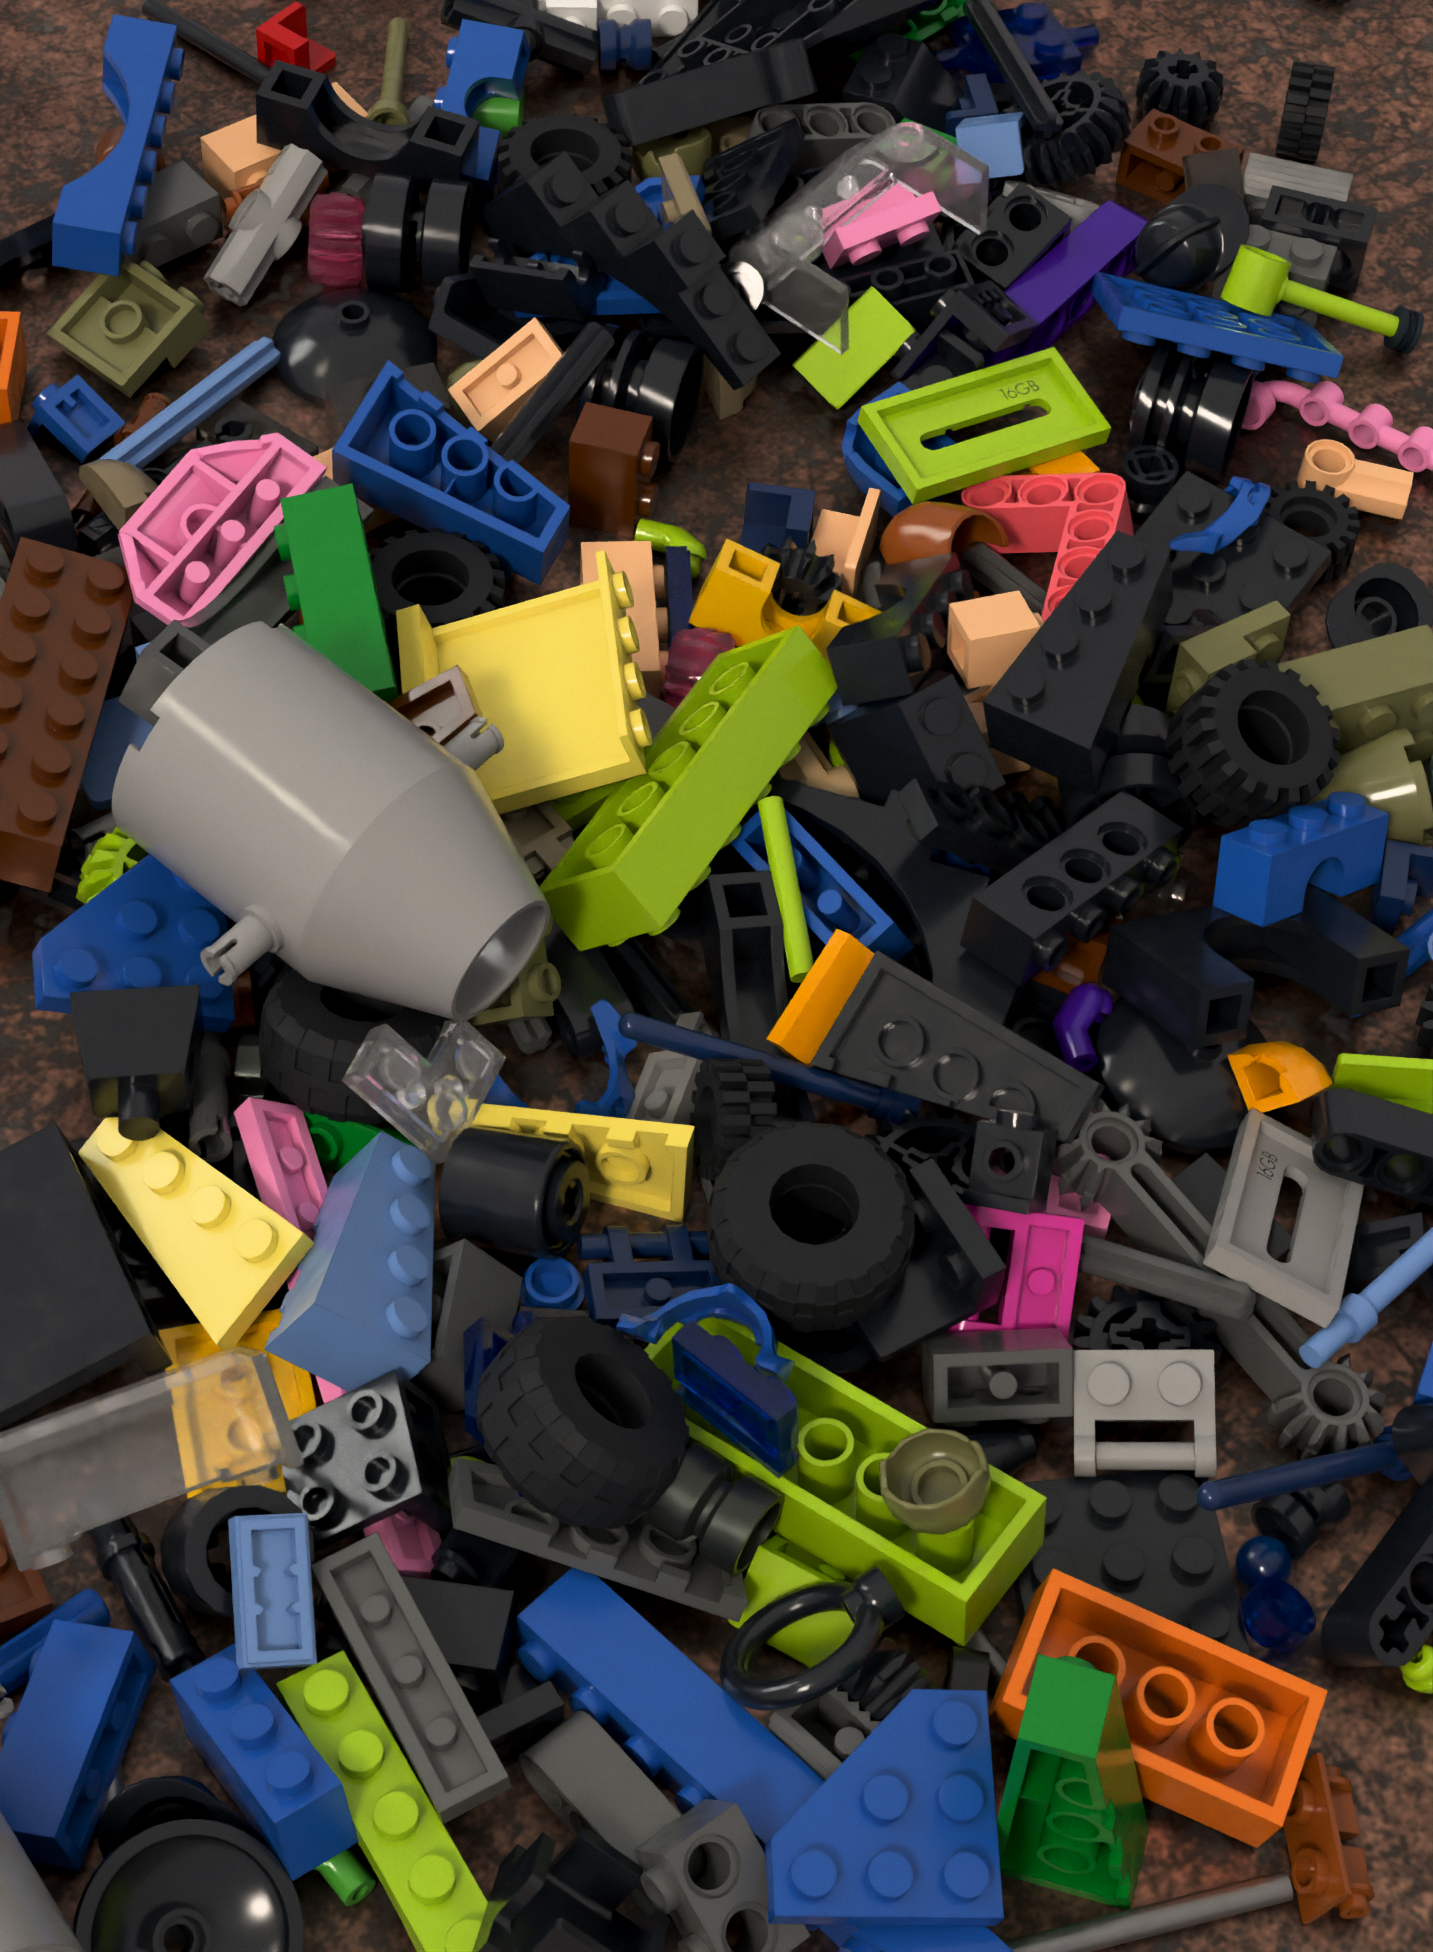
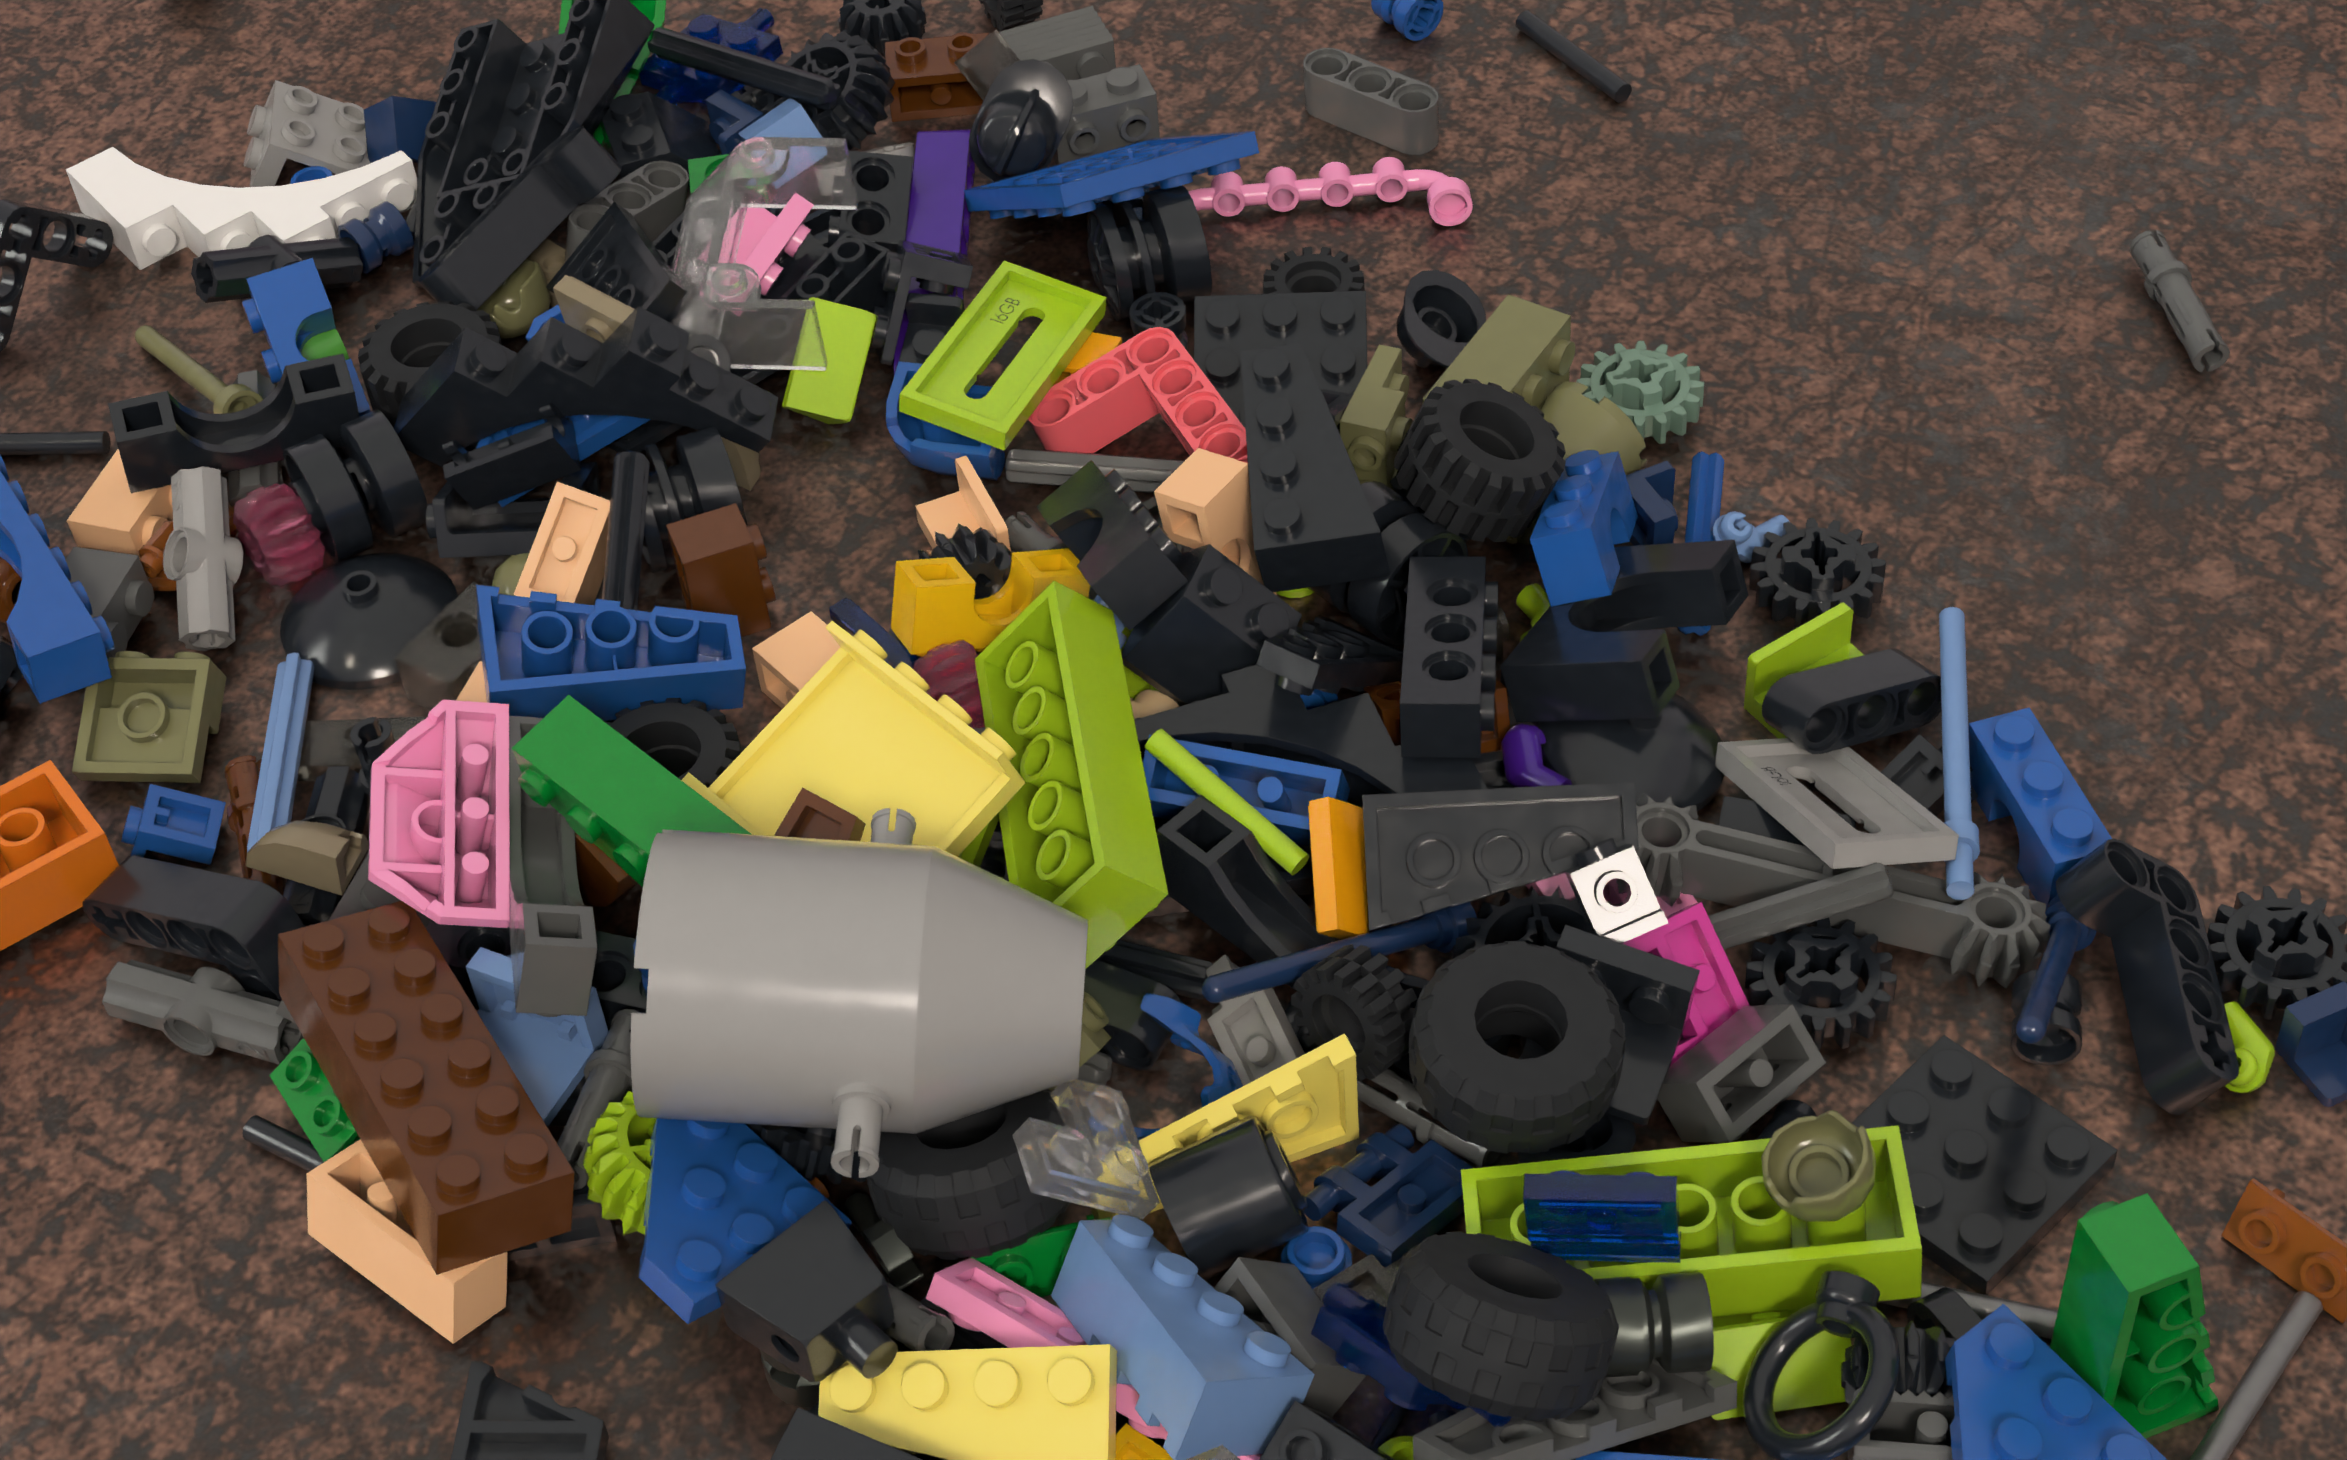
camera: 30 degrees left, 5 degrees down
(286, 40) = (67, 407): red panel -> none
(669, 535) = (818, 602): lime arm -> none
(721, 1302) = (1514, 1152): blue helmet -> none
(775, 514) = (888, 534): dark blue panel -> none
(938, 529) = (1046, 461): dark orange piece -> none
(1144, 1389) = (1864, 1000): light grey plate -> none
(1203, 1720) = (2021, 1217): orange brick -> none
(1243, 512) = (1277, 305): blue helmet -> none
(1261, 280) = (1109, 121): lime piece -> none
(1272, 1608) = (2100, 1104): clear blue plate -> none
(1277, 1074) = (1716, 704): light orange brick -> none
(1328, 222) = (1112, 48): black brick -> none
(1366, 484) = (1339, 228): light nougat piece -> none

